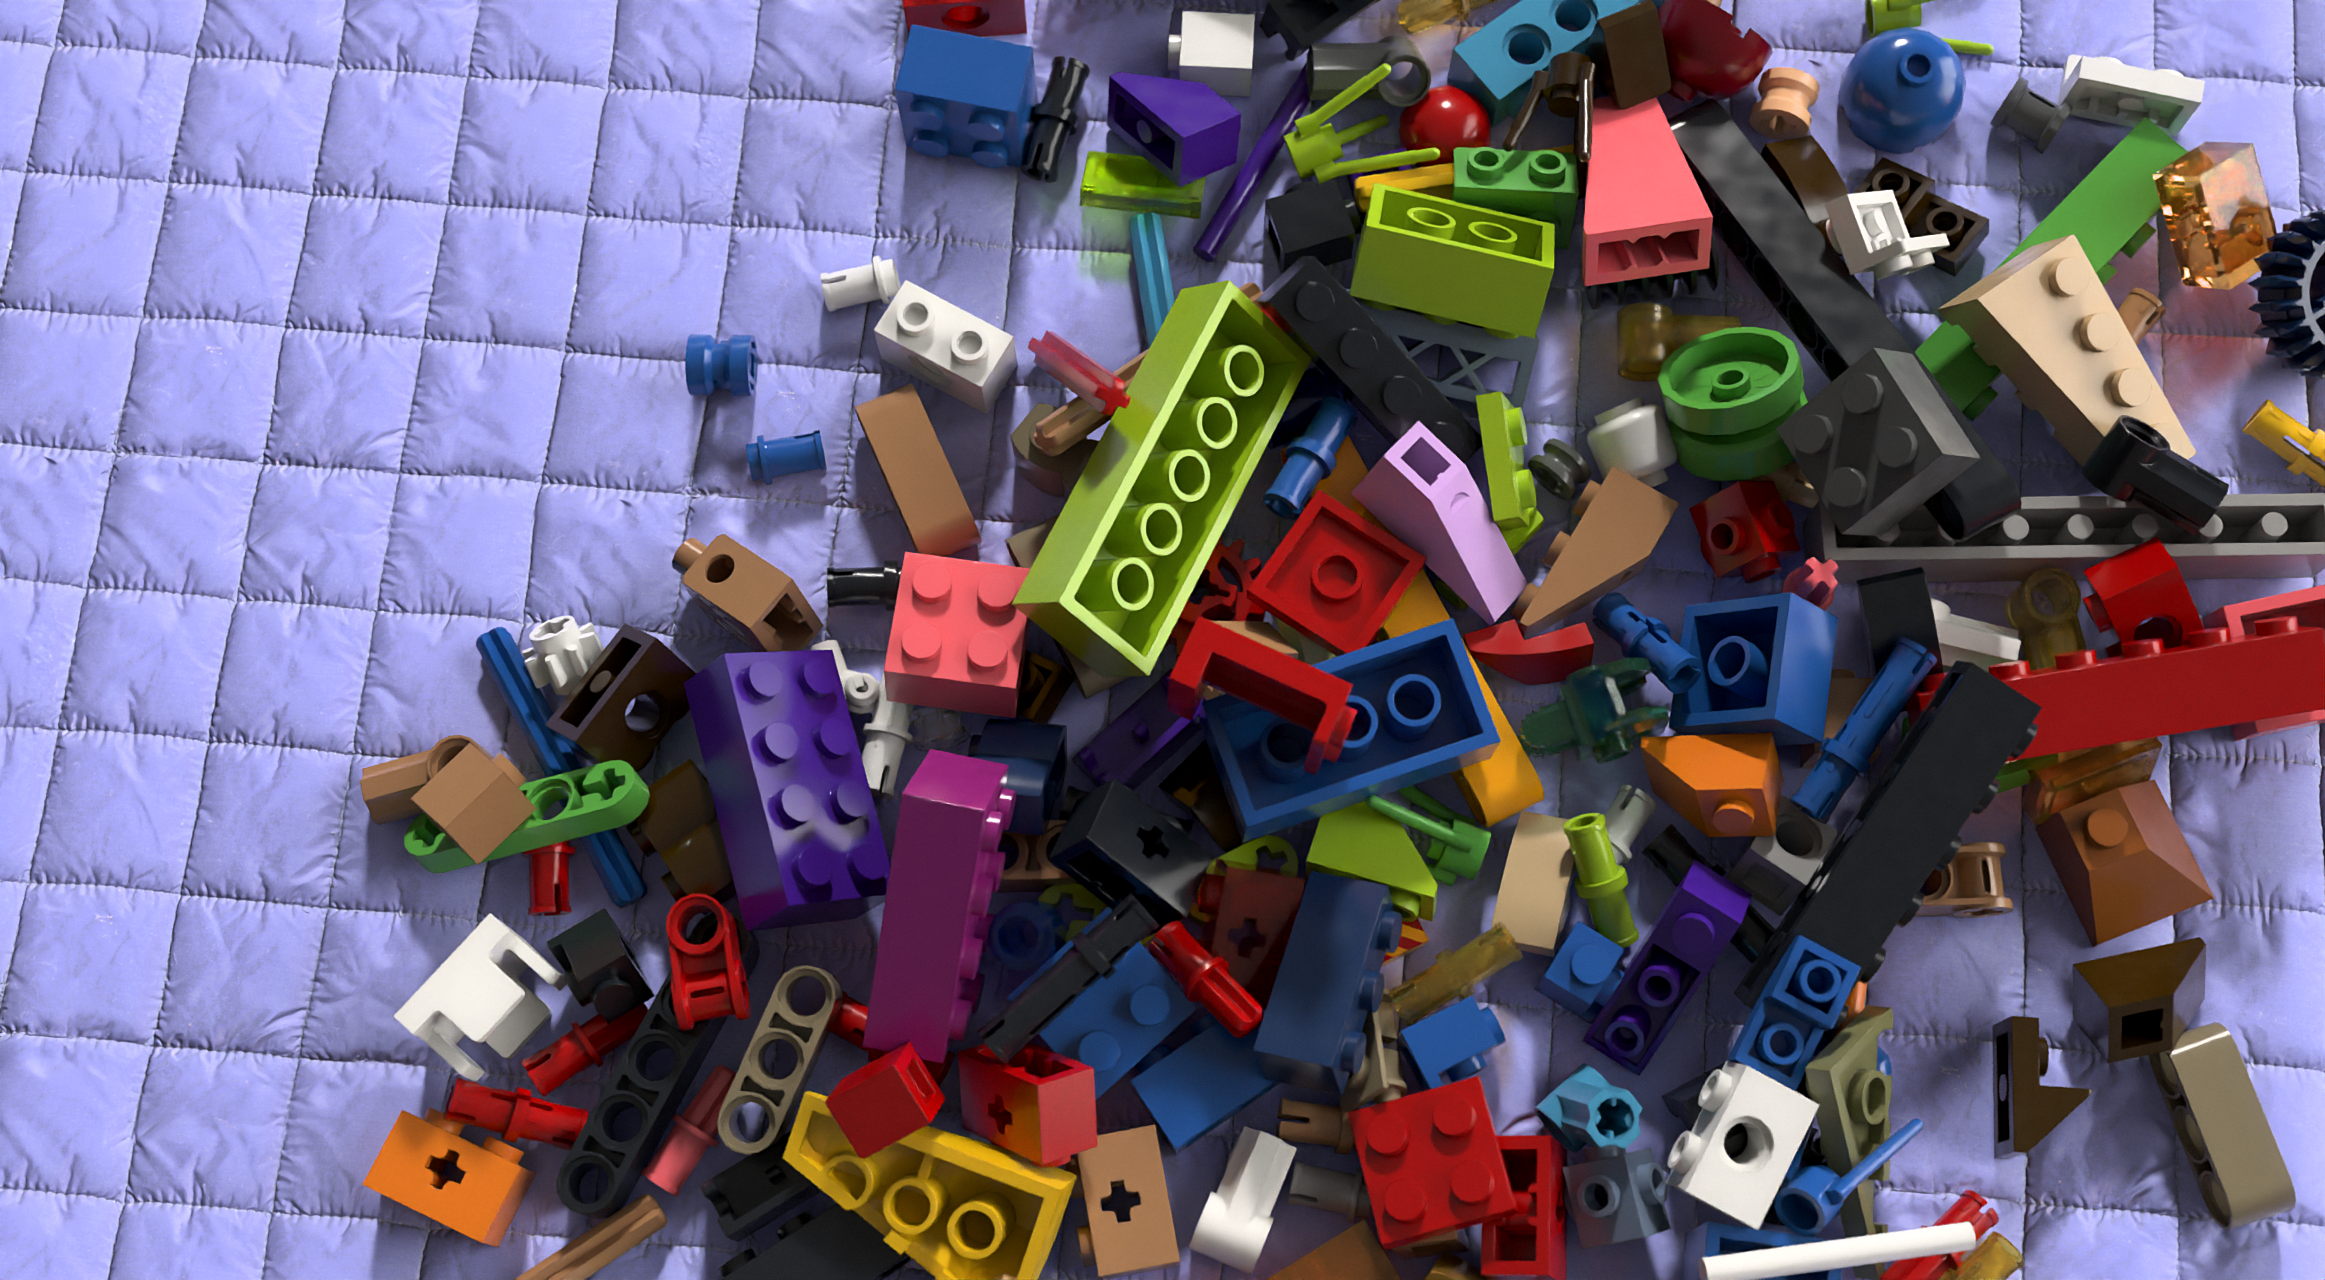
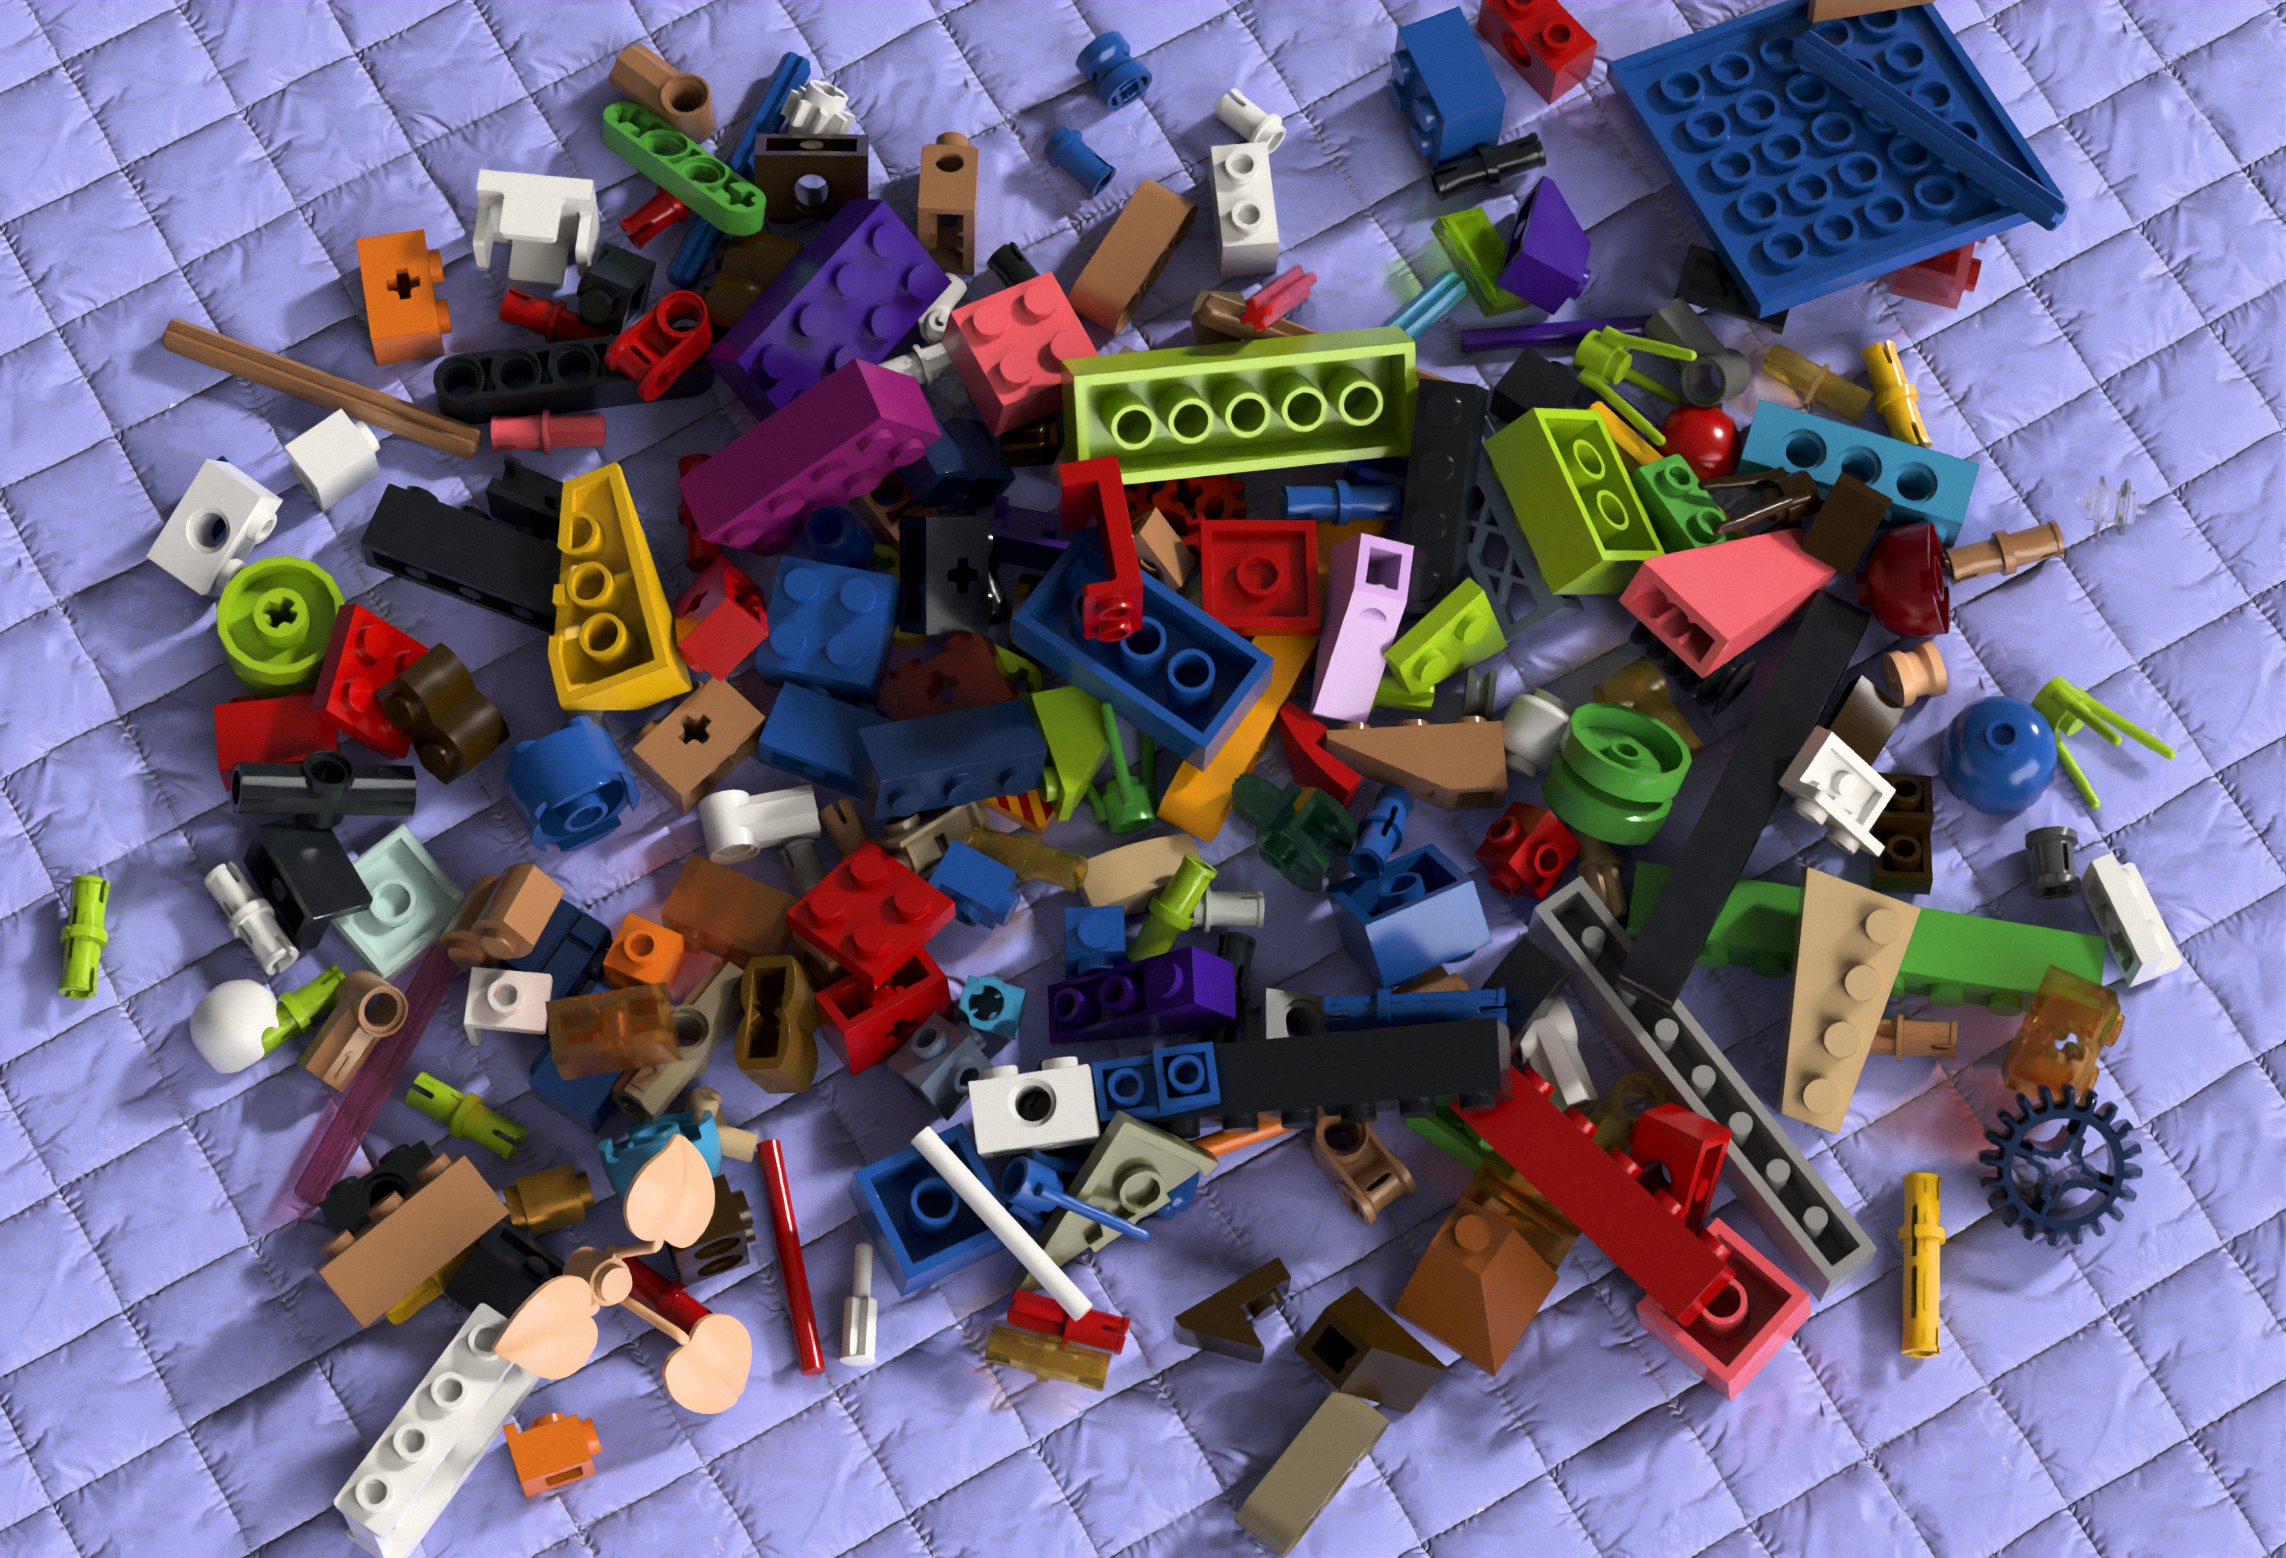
camera: 50 degrees right, 5 degrees down
(475, 801) = (666, 123): medium nougat brick -> none
(514, 1114) = (471, 301): red pin -> none
(753, 1079) = (658, 453): dark tan beam -> none
(885, 1101) = (649, 516): red panel -> none
(1068, 978) = (843, 580): black pin -> none
(1206, 979) = (889, 671): red axle -> none
(1215, 51) = (1629, 241): white brick -> none
(1718, 780) = (1309, 945): orange slope -> none
(1813, 582) = (1507, 921): coral axle -> none
(1877, 442) = (1636, 866): dark grey brick -> none
(2140, 466) = (1776, 1080): black piece -> none

